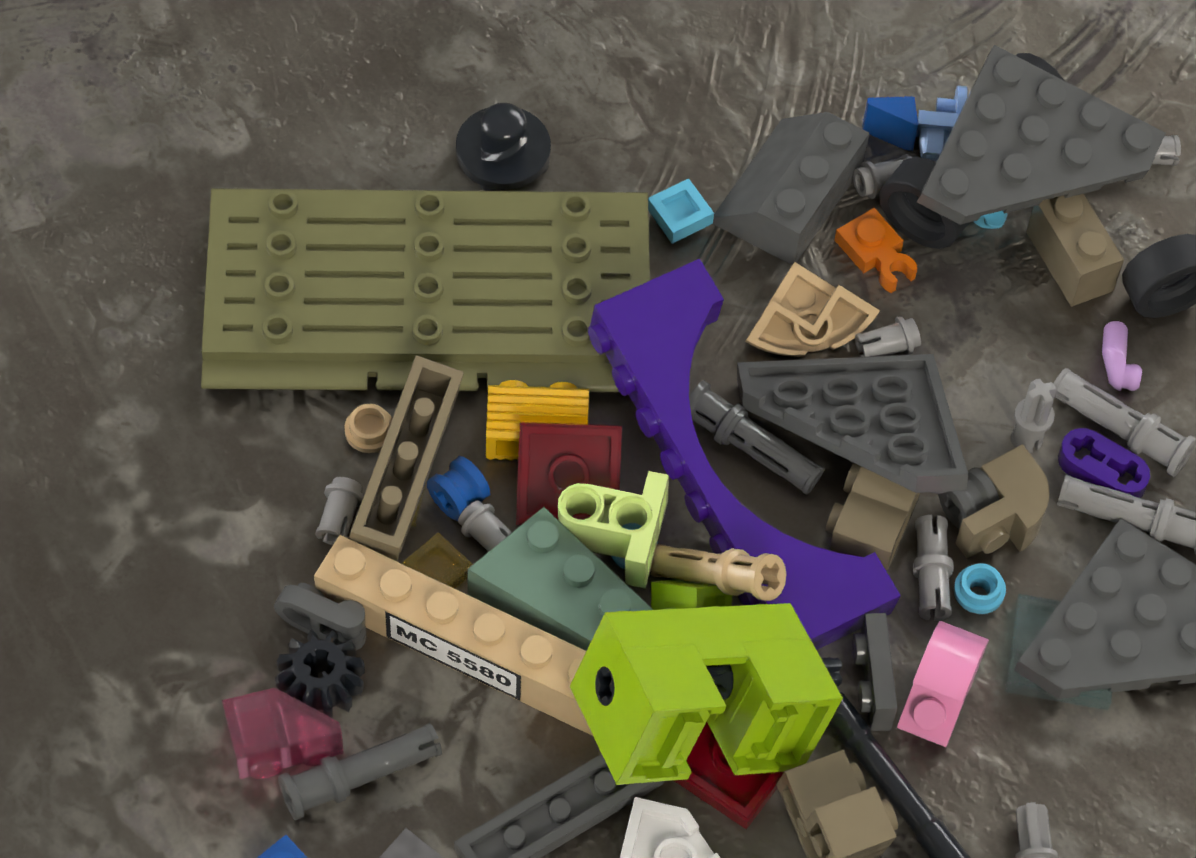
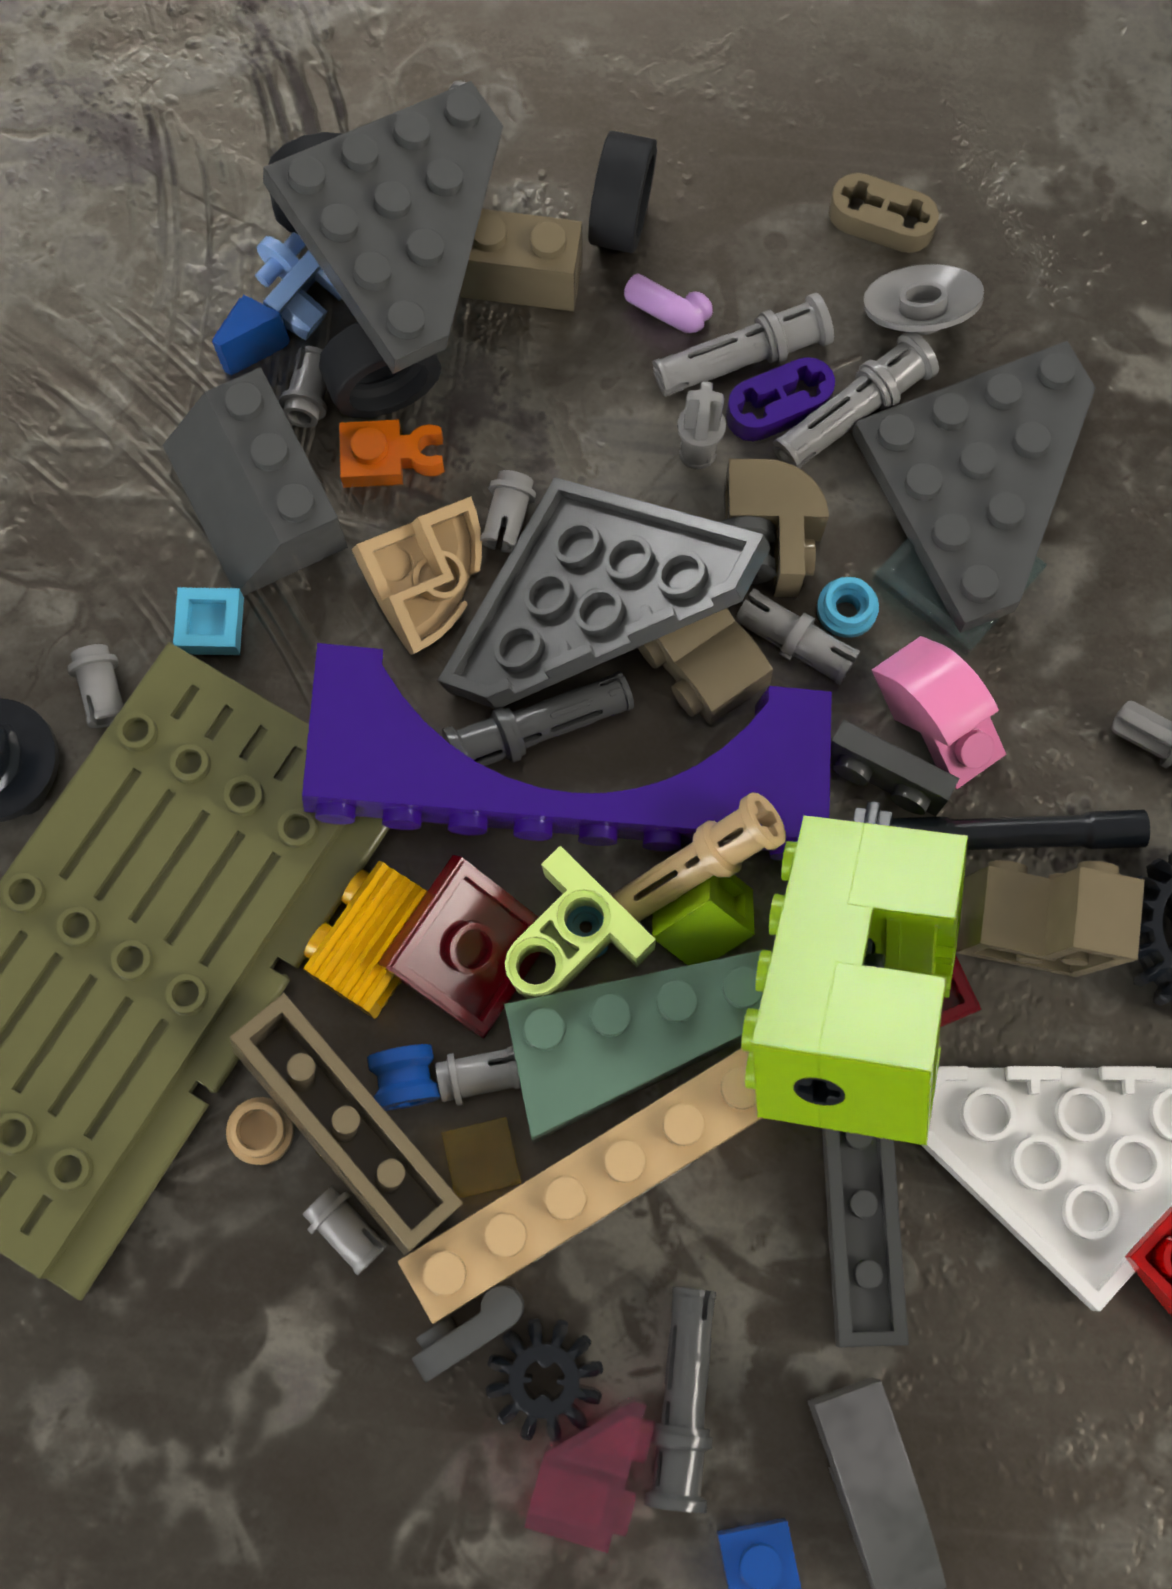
camera: 55 degrees left, 15 degrees up
(599, 167) = (97, 683): none -> light grey pin

